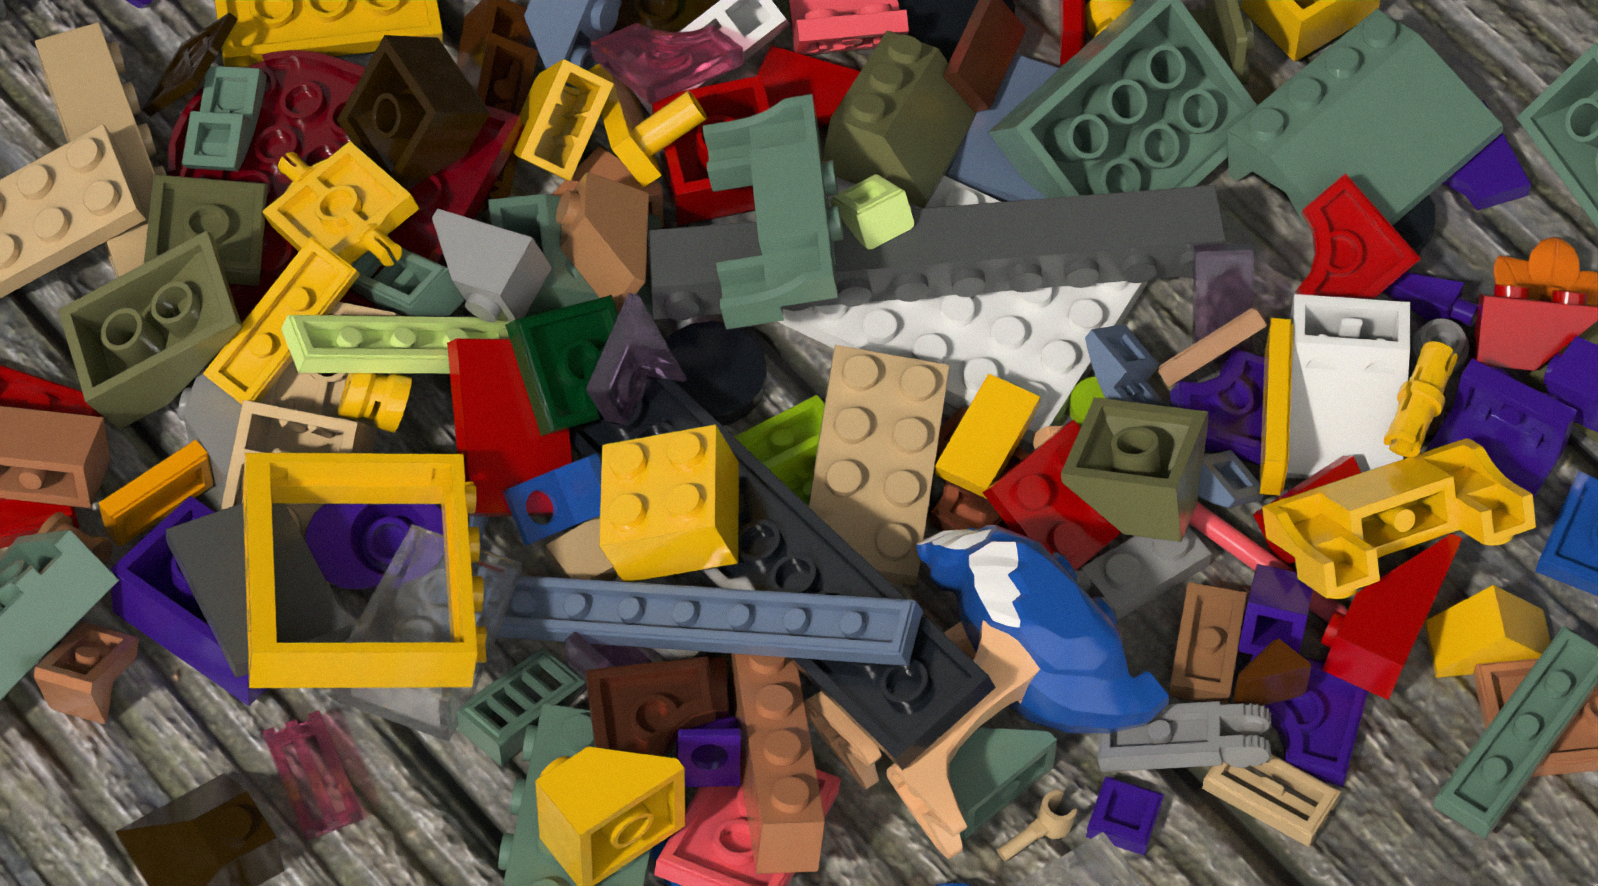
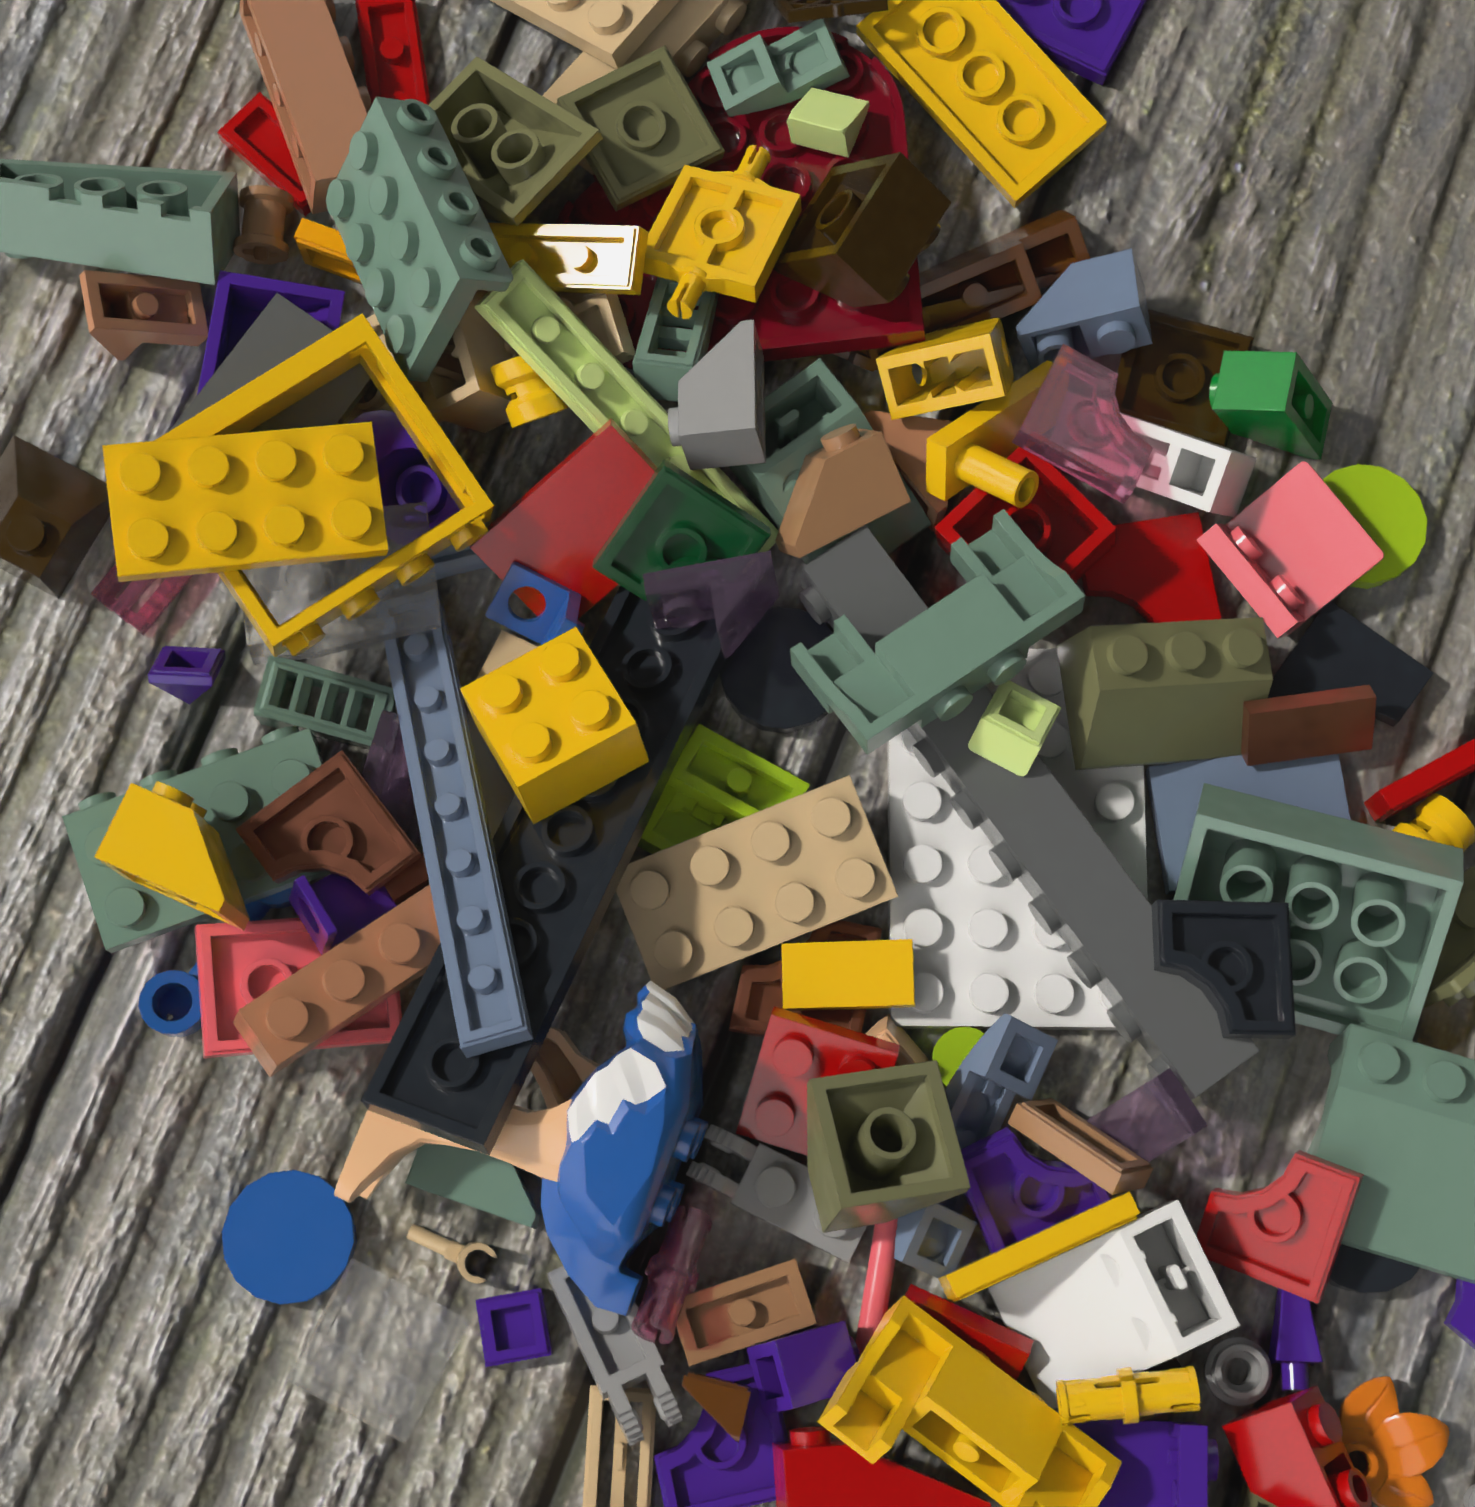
camera: 60 degrees right, 20 degrees up
(193, 397) = (413, 231): none -> sand green bracket
(297, 104) = (827, 121): none -> yellowish green slope
(347, 603) = (244, 501): none -> yellow plate
(424, 789) = (186, 671): none -> dark purple slope
(1138, 162) = (1235, 957): none -> black tile
(1167, 671) = (672, 1275): none -> clear pink pin

